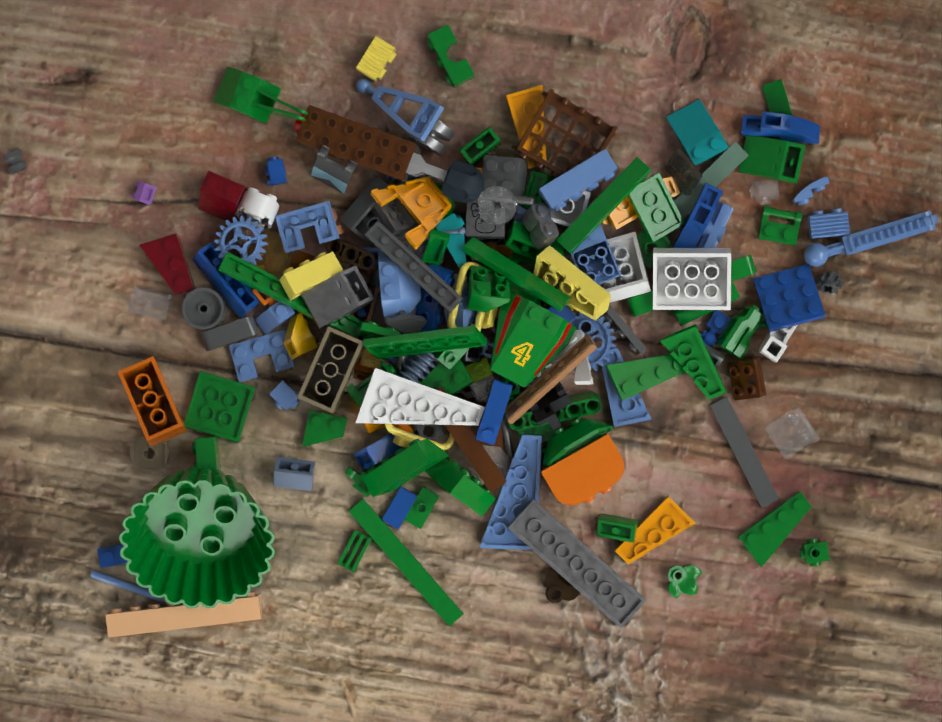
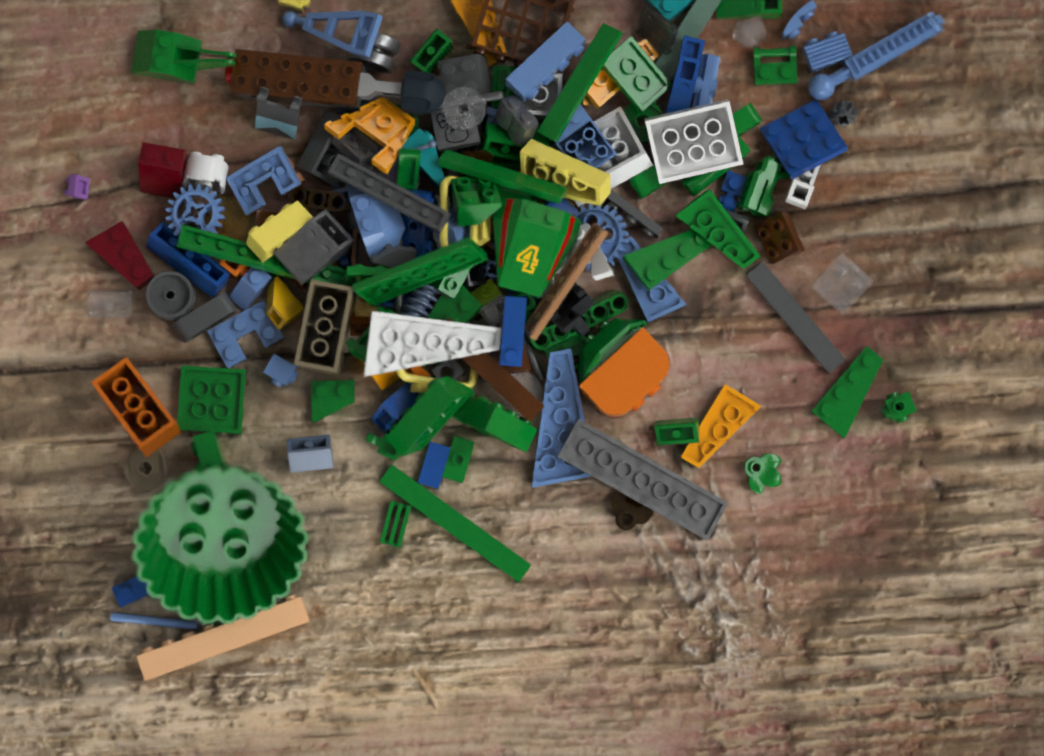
camera: 20 degrees left, 5 degrees down
(275, 171) = (216, 131): blue brick -> none

